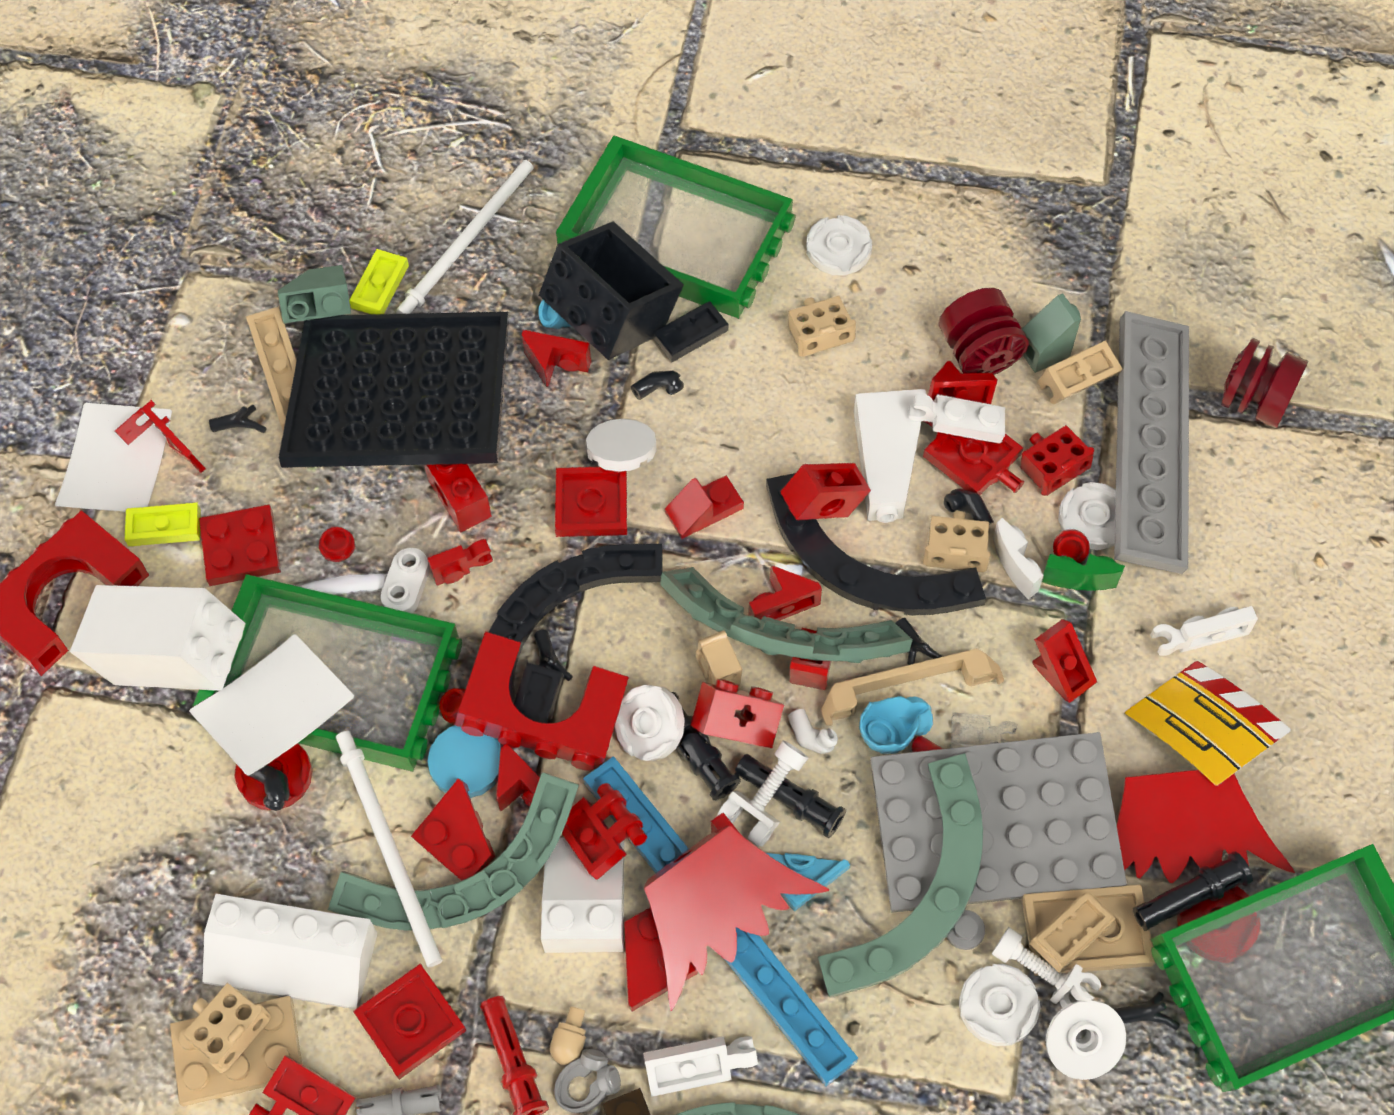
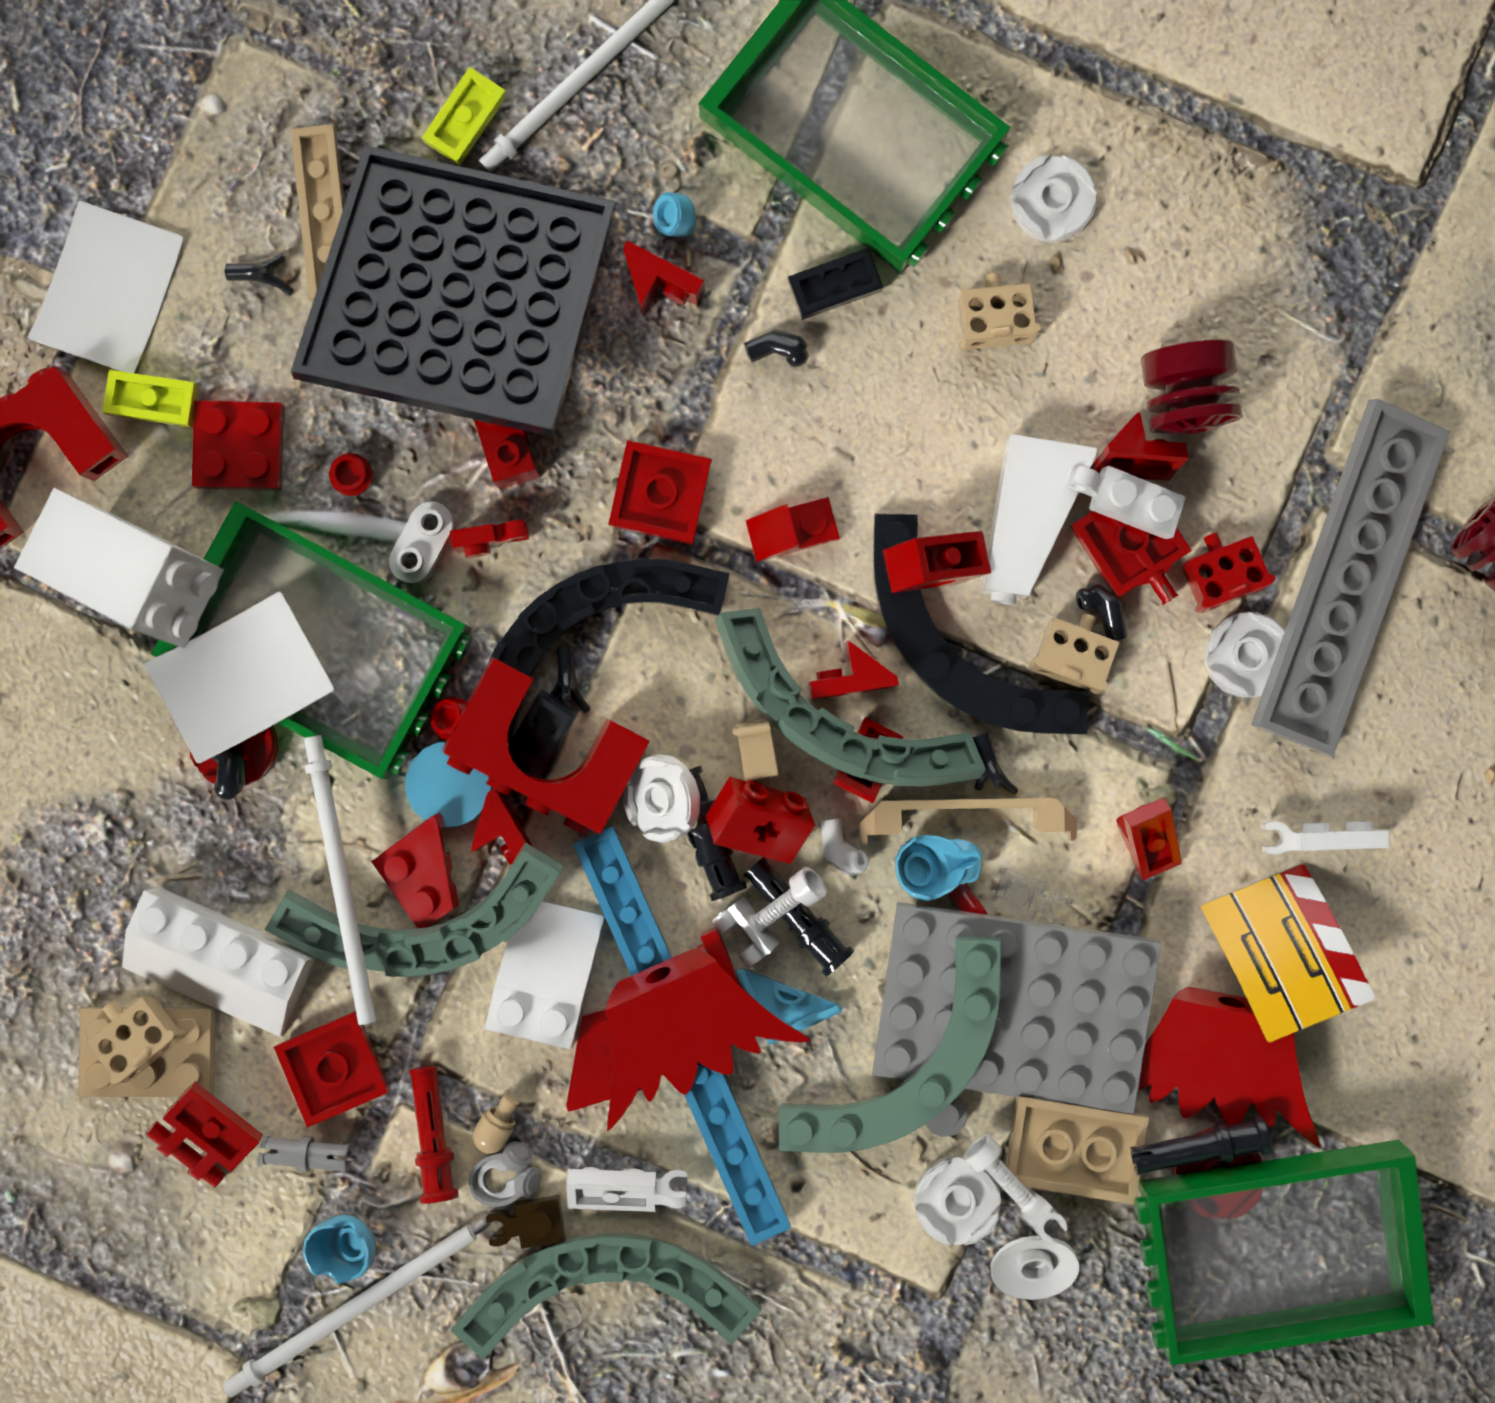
camera: 15 degrees right, 25 degrees up
(130, 431) = (169, 280): red piece -> none
(315, 295) = (380, 122): sand green slope -> none
(592, 839) = (565, 925): red plate -> none
(610, 289) = (744, 215): black container -> none
(621, 444) = (712, 426): white tile -> none
(1010, 548) = (1135, 677): white slope -> none
(1052, 333) = (1276, 406): sand green slope -> none
(1071, 544) = (1206, 693): red plate -> none
(1072, 931) = (1057, 1158): tan plate -> none
(1080, 372) = (1294, 466): tan hinge -> none
(1097, 574) = (1220, 733): green slope -> none
(1148, 1012) = (1108, 1248): black bar -> none

